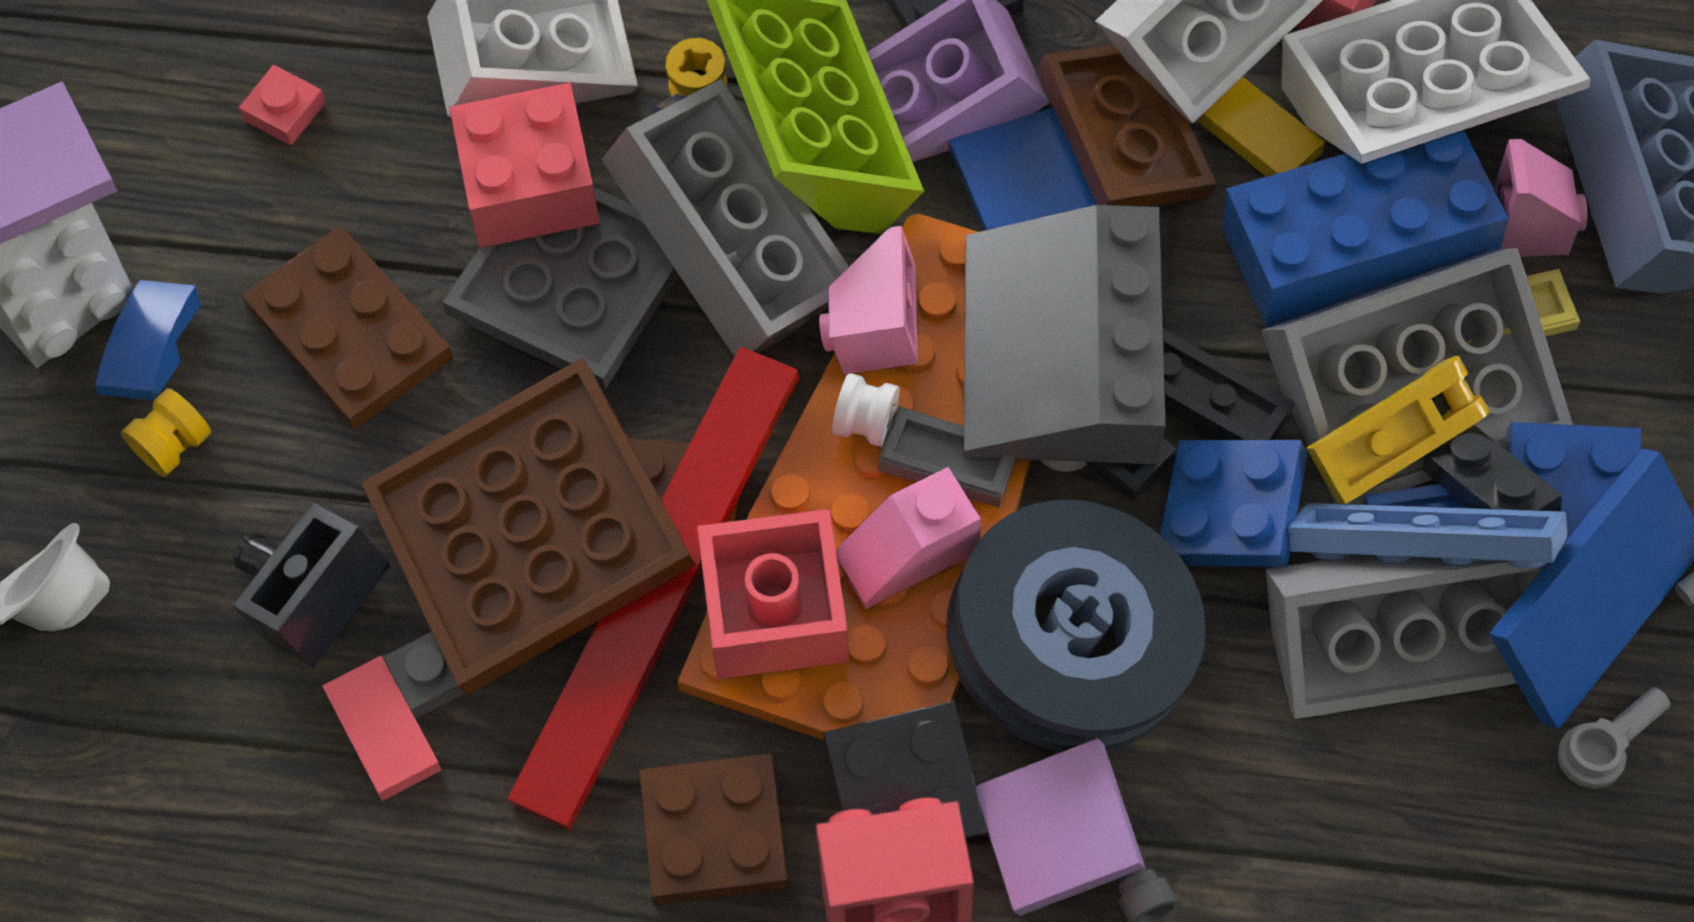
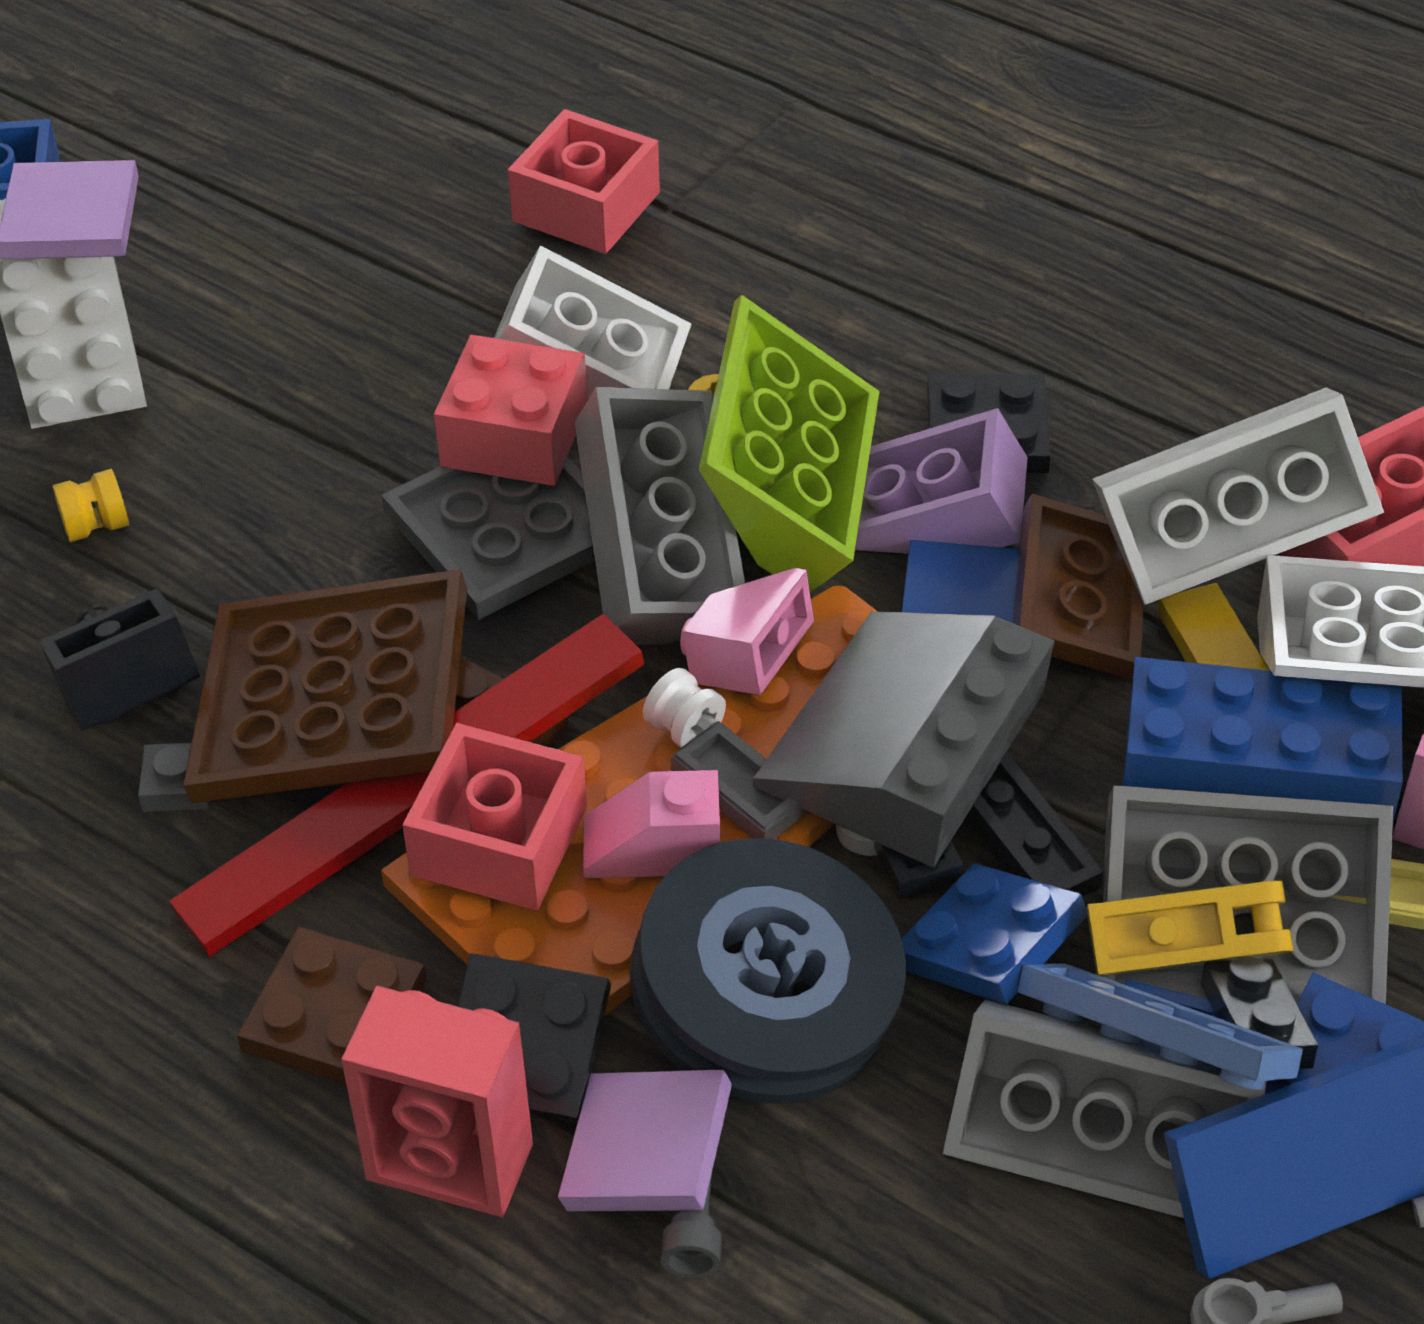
camera: 25 degrees right, 15 degrees down
(142, 342) = (120, 433): blue slope -> none
(282, 105) = (358, 312): coral plate -> none
(347, 327) = (296, 491): reddish brown plate -> none
(381, 728) = (105, 804): coral tile -> none

